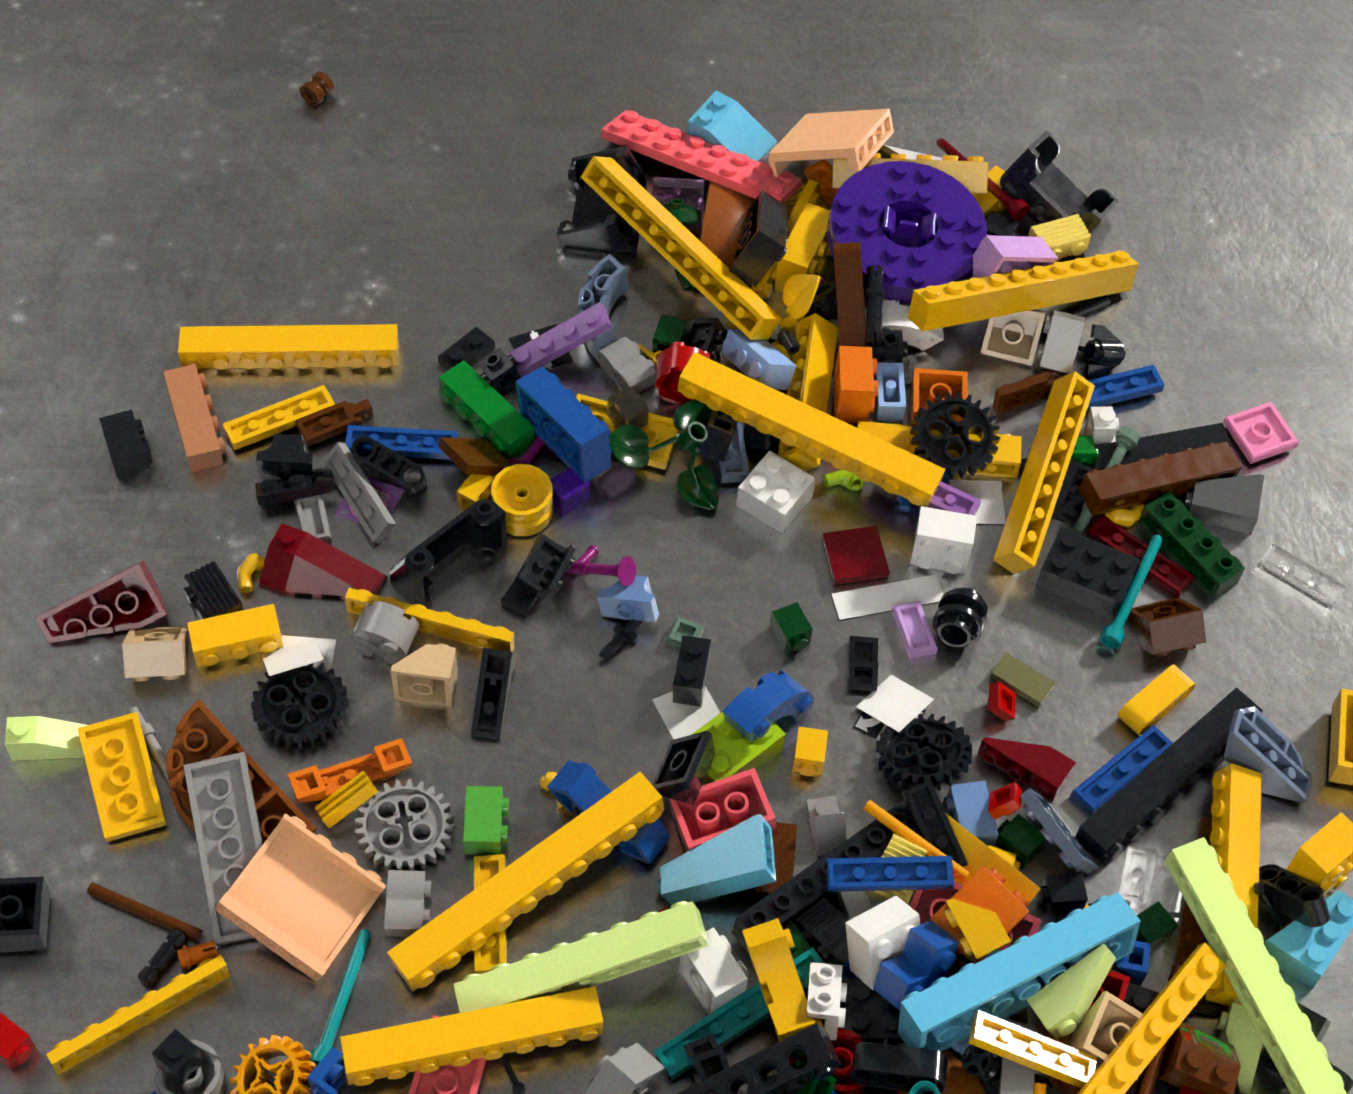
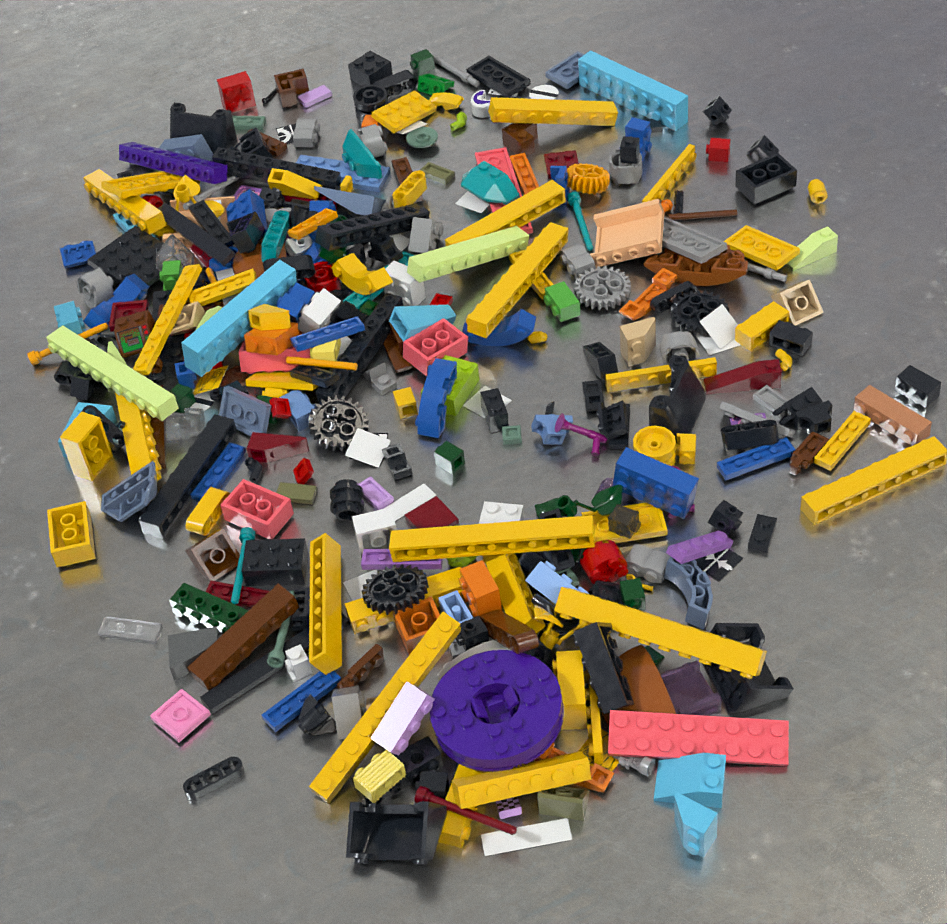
camera: 165 degrees right, 10 degrees down
(113, 605) = (842, 313): dark red wedge -> none
(314, 753) = (663, 301): none -> black beam
(346, 799) = (645, 277): yellow tile -> none
(474, 455) = (700, 458): reddish brown tile -> none
(486, 410) = (712, 493): green brick -> none
(540, 640) = (592, 394): none -> black slope
(683, 213) = (676, 685): dark green dish -> none
(685, 767) = (465, 342): black slope -> none
(757, 80) = (695, 825): none -> medium azure slope
(825, 995) = (338, 279): white bracket -> none
(834, 135) = (596, 769): light nougat panel -> none
(874, 294) = (492, 635): black pin -> none
(1067, 744) = (255, 469): none -> black arm
(1084, 451) = (301, 633): green bracket -> none
(1089, 658) = (257, 509): none -> coral brick
(1228, 356) = (211, 786): none -> black beam

